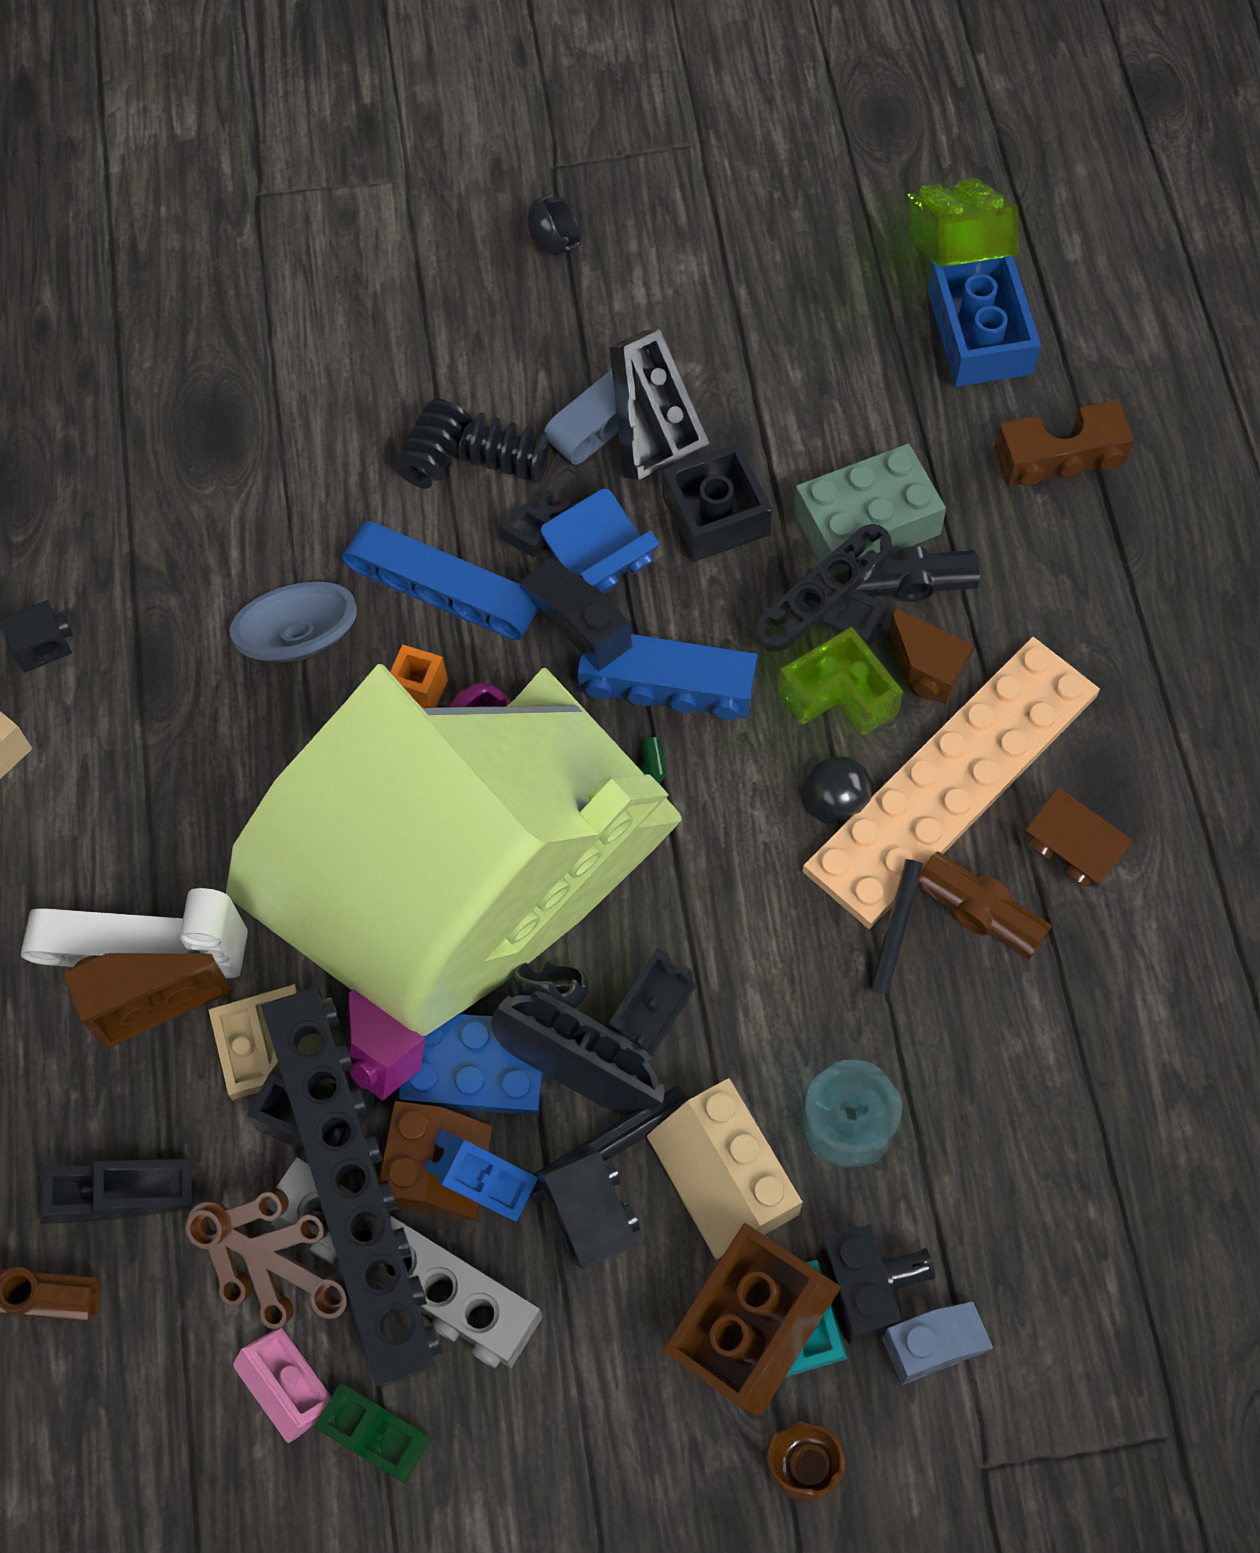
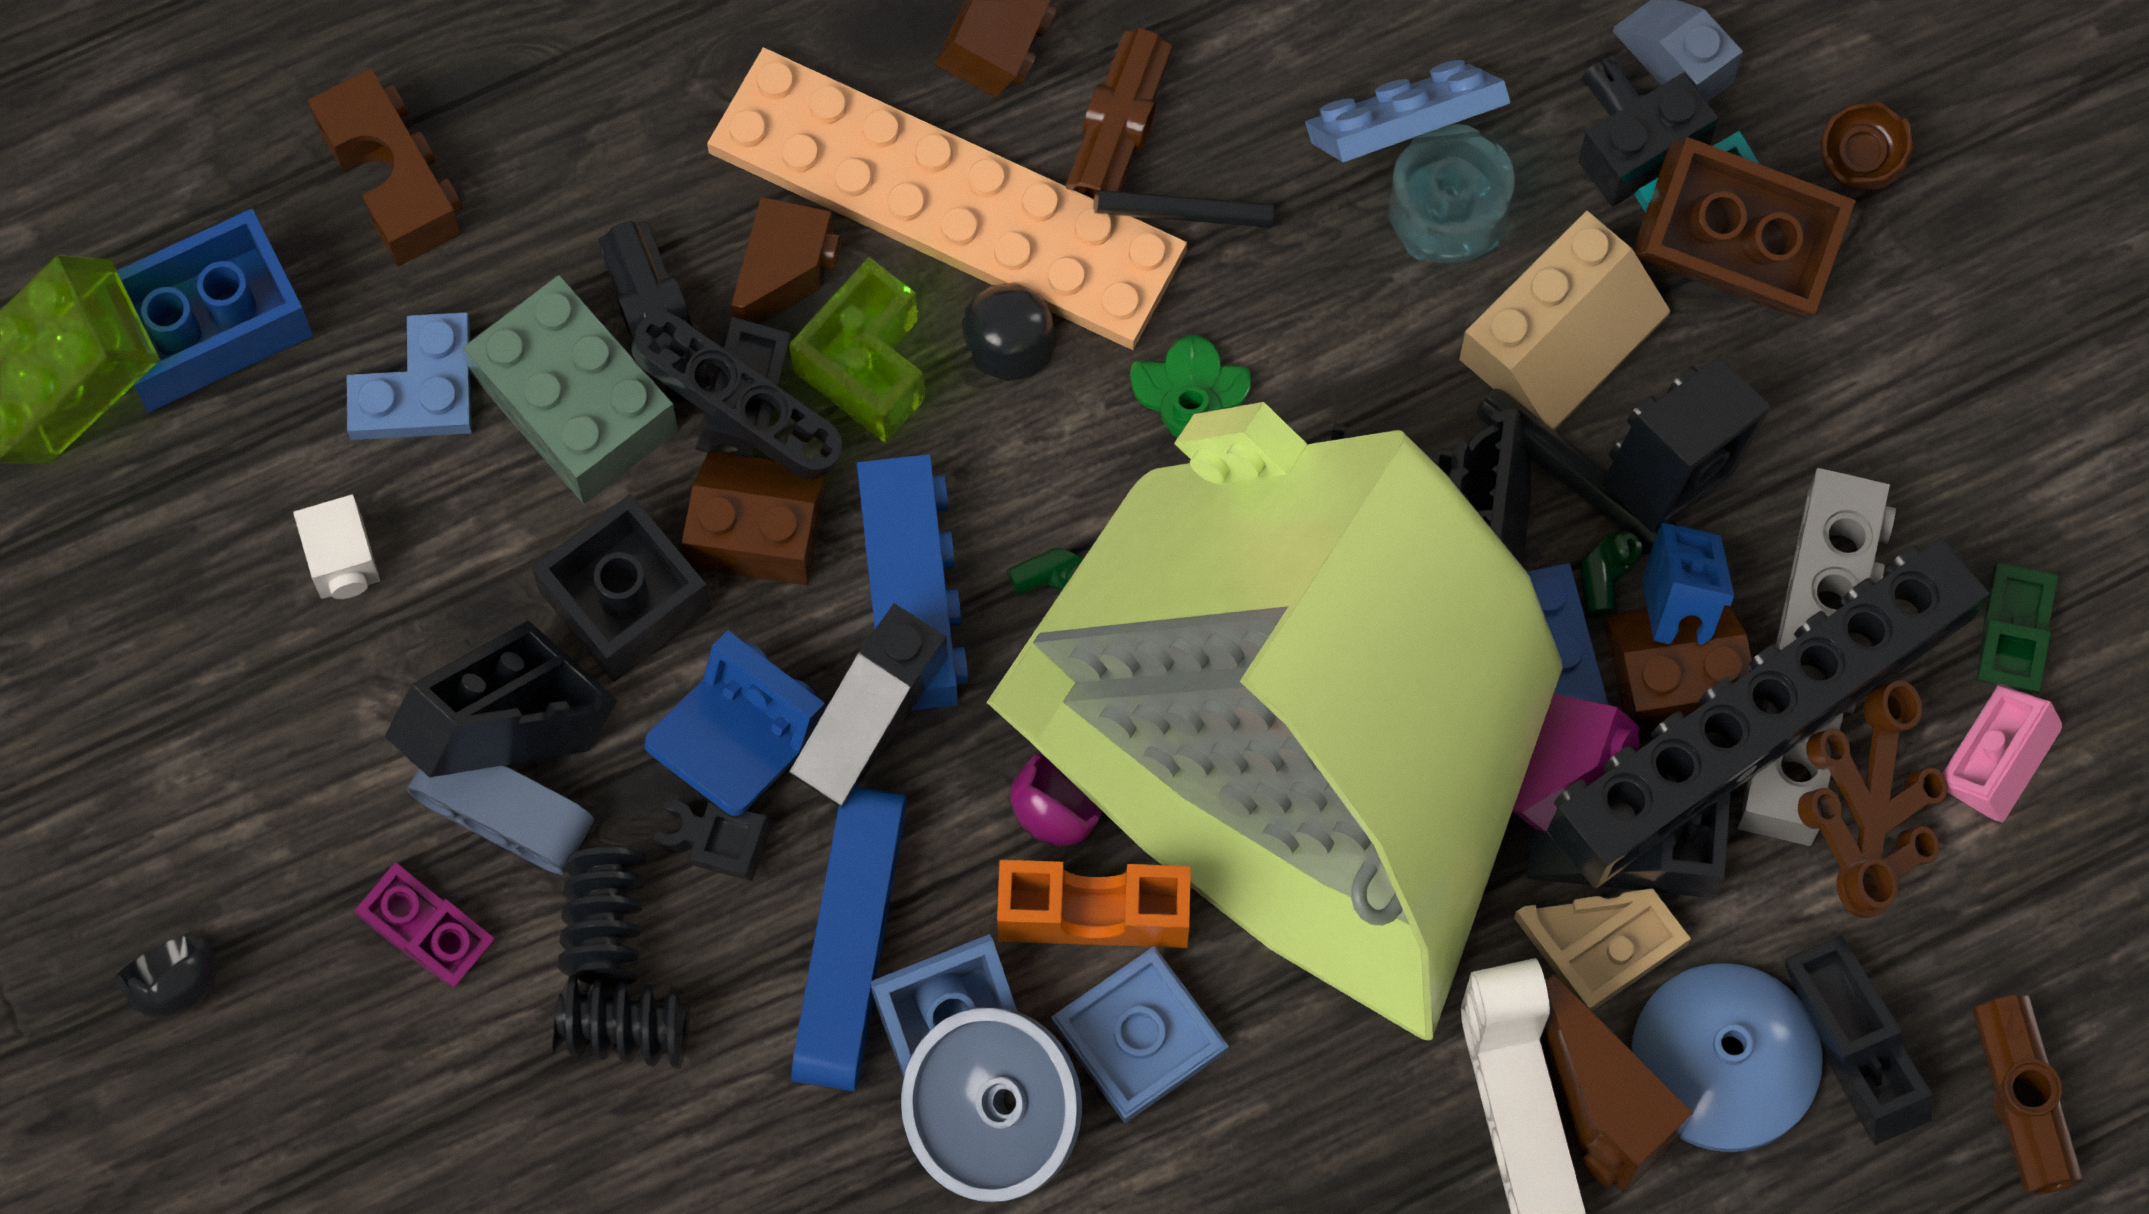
camera: 110 degrees left, 5 degrees up
(169, 1115) = (1740, 1097): none -> medium blue dish
(298, 716) = (1139, 1034): none -> medium blue plate
(377, 626) = (932, 990): none -> medium blue slope
(527, 1135) = (1604, 567): none -> dark green arm
(538, 366) = (423, 925): none -> magenta slope
(739, 591) = (753, 519): none -> reddish brown slope
(764, 898) = (1188, 380): none -> green plate
(799, 363) = (337, 548): none -> white brick
(894, 428) = (426, 398): none -> medium blue plate
(927, 1100) = (1406, 110): none -> medium blue plate

